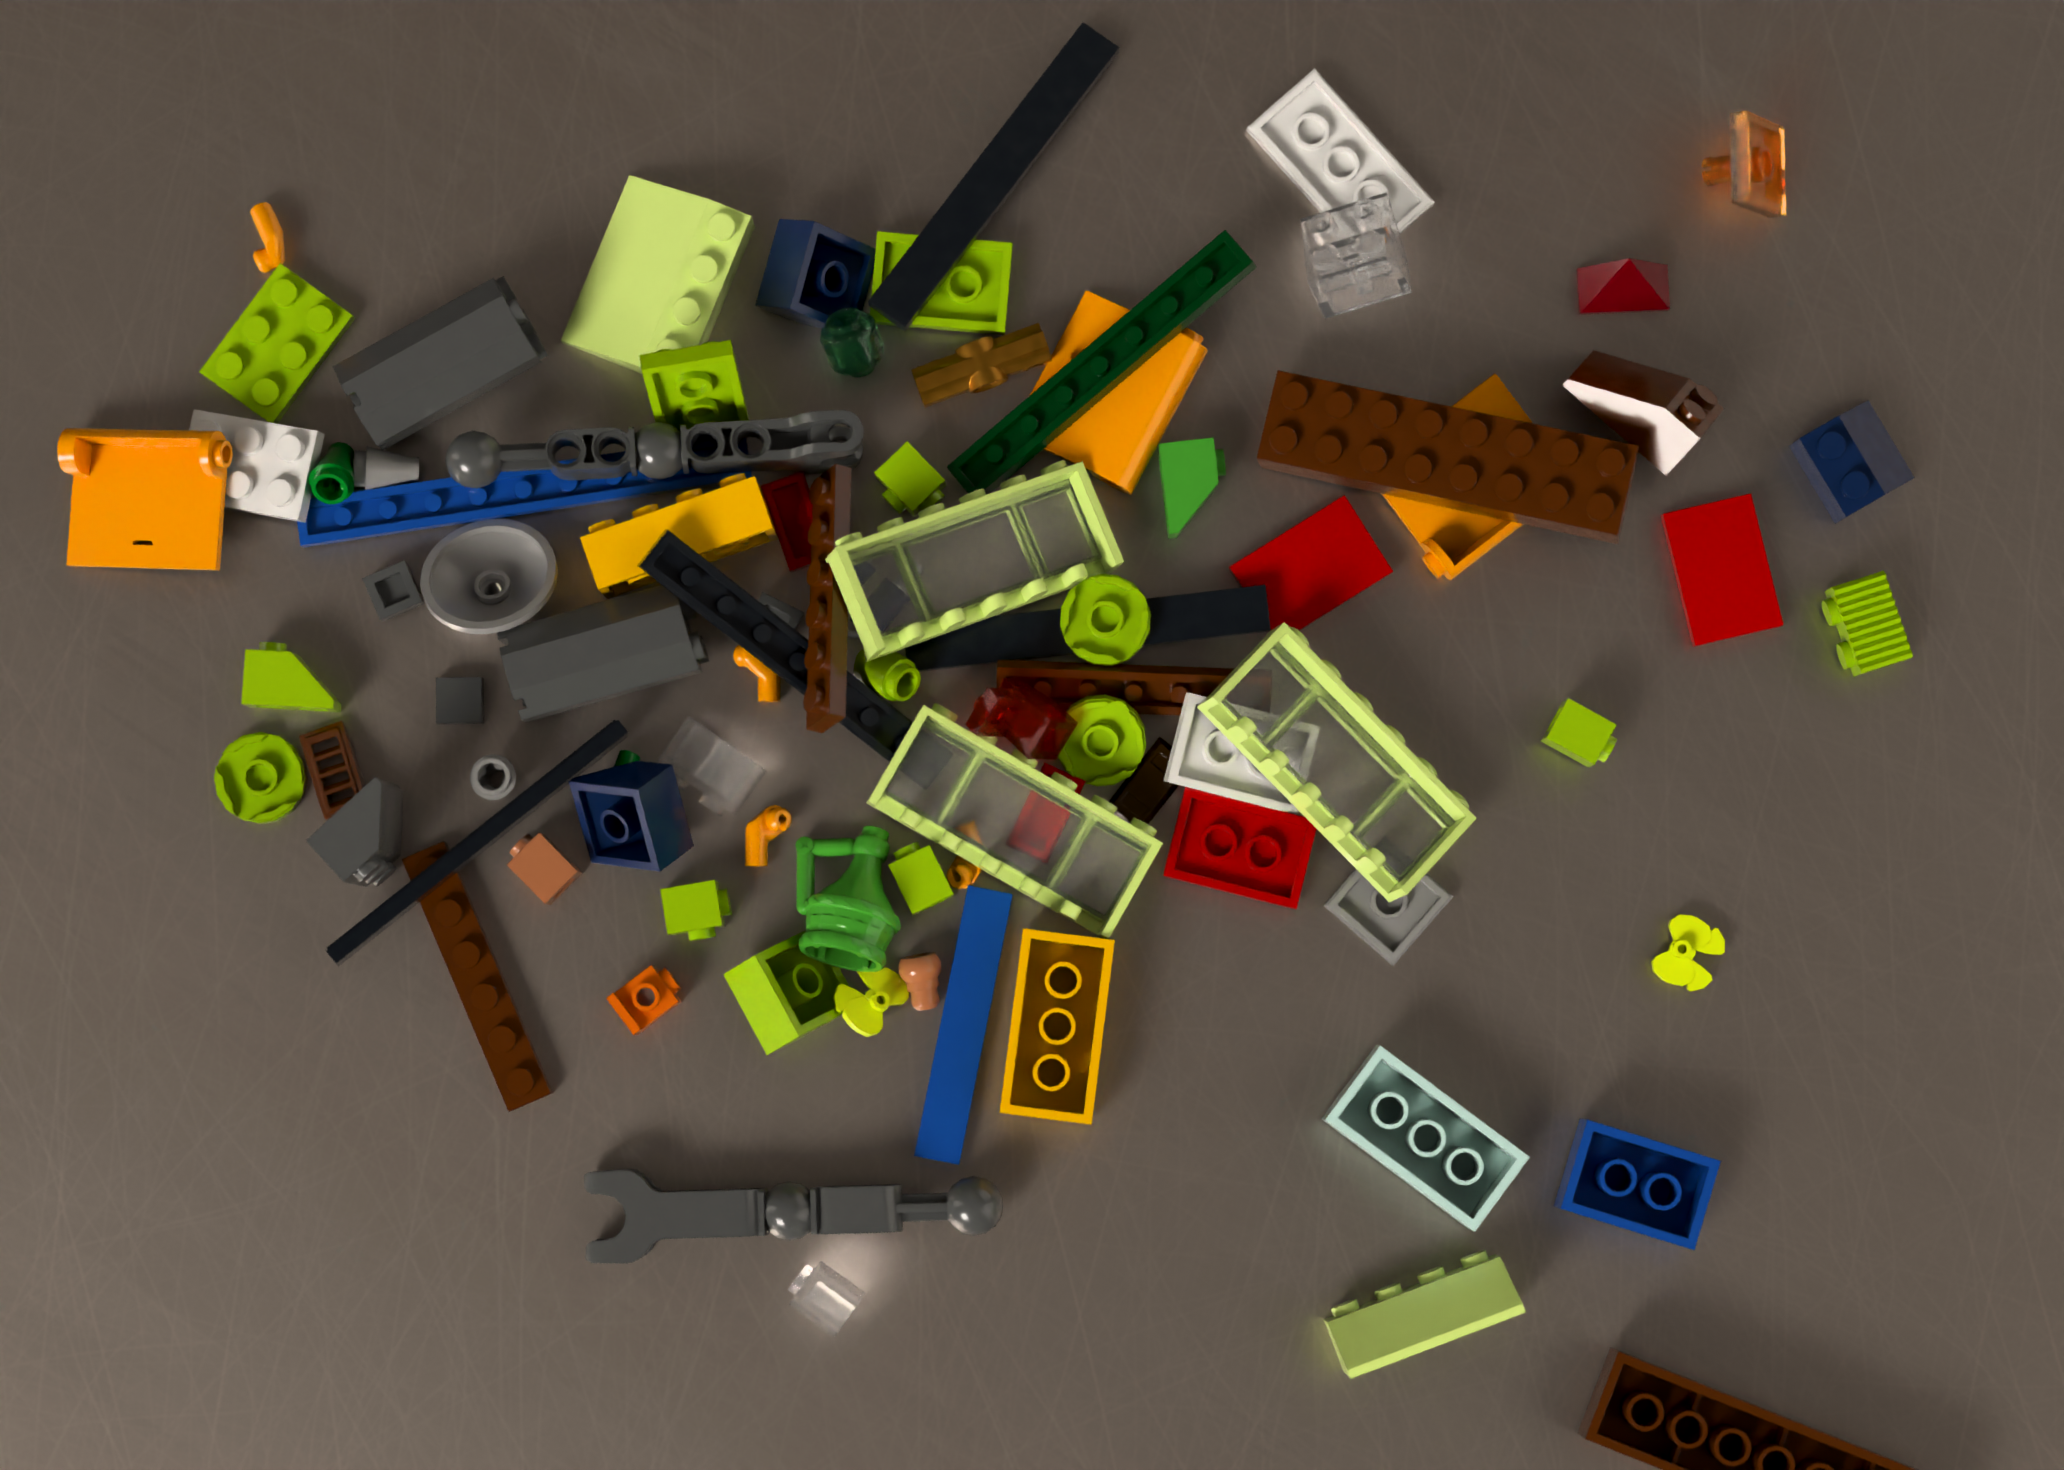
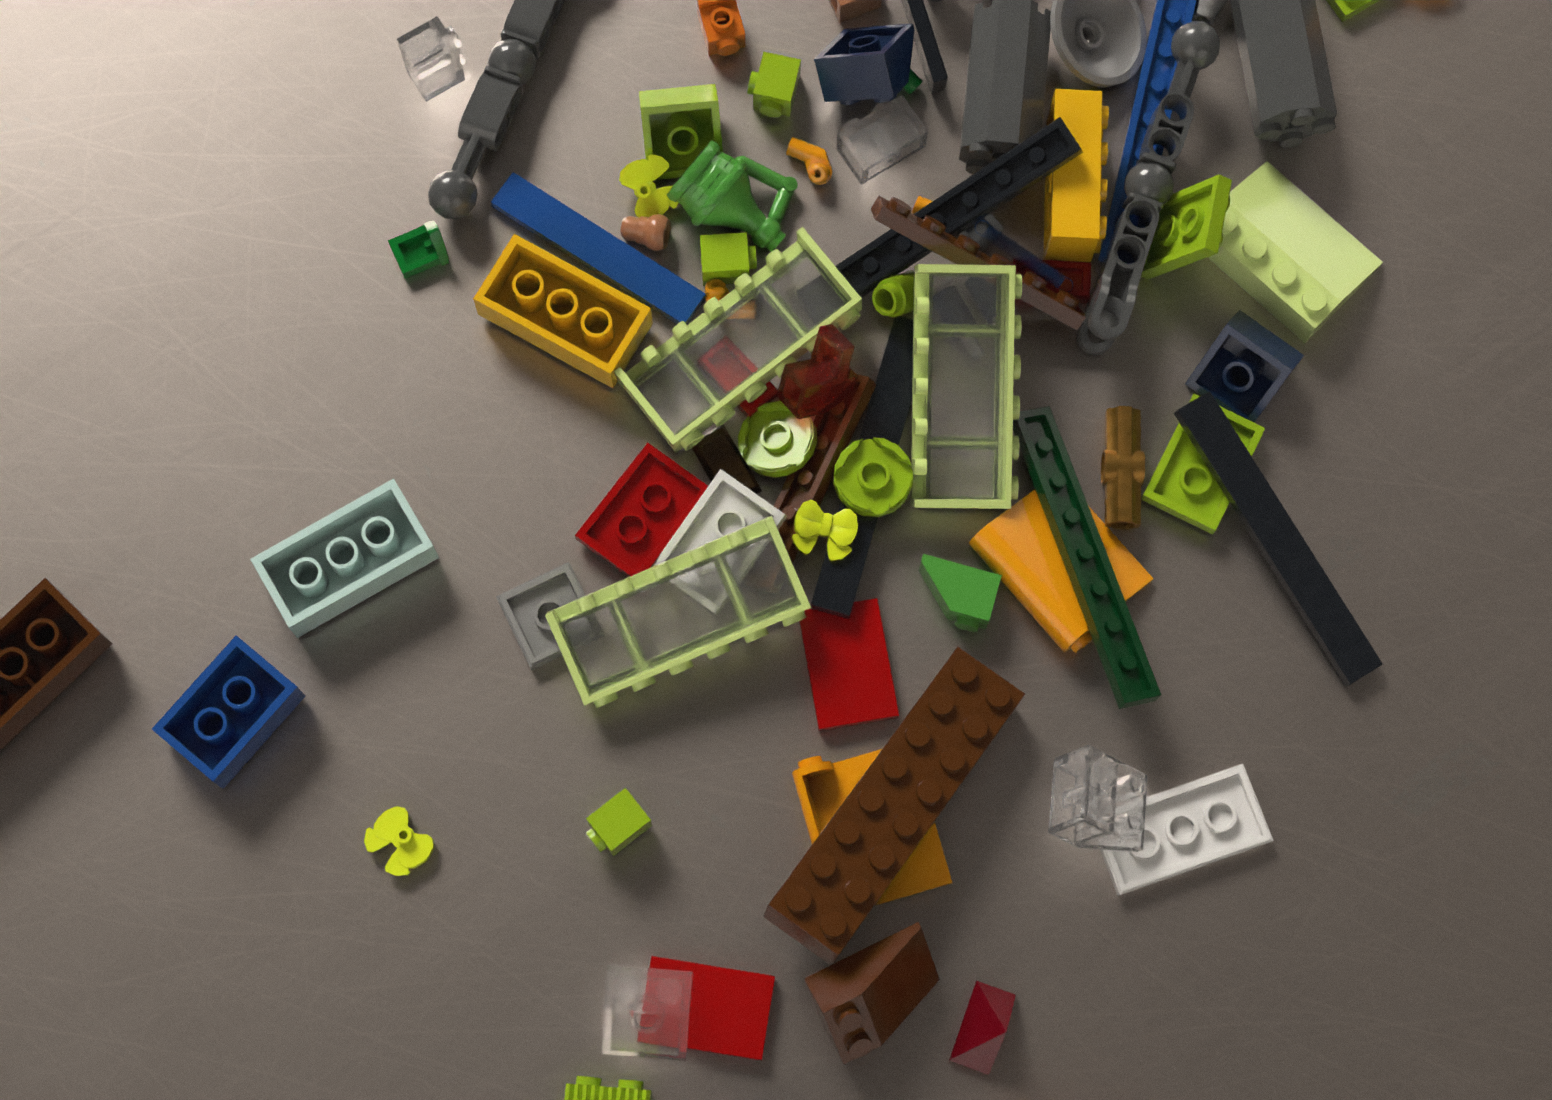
camera: 110 degrees right, 10 degrees down
(792, 559) = (1028, 255): none -> blue piece
(852, 342) = (1180, 372): clear green head -> none
(910, 481) = (1048, 375): lime brick -> none
(1043, 1220) = (419, 249): none -> green tile
(1177, 632) = (813, 522): none -> neon yellow piece
(1424, 1314) = (205, 498): yellowish green slope -> none
(1755, 623) = (647, 1012): none -> clear slope

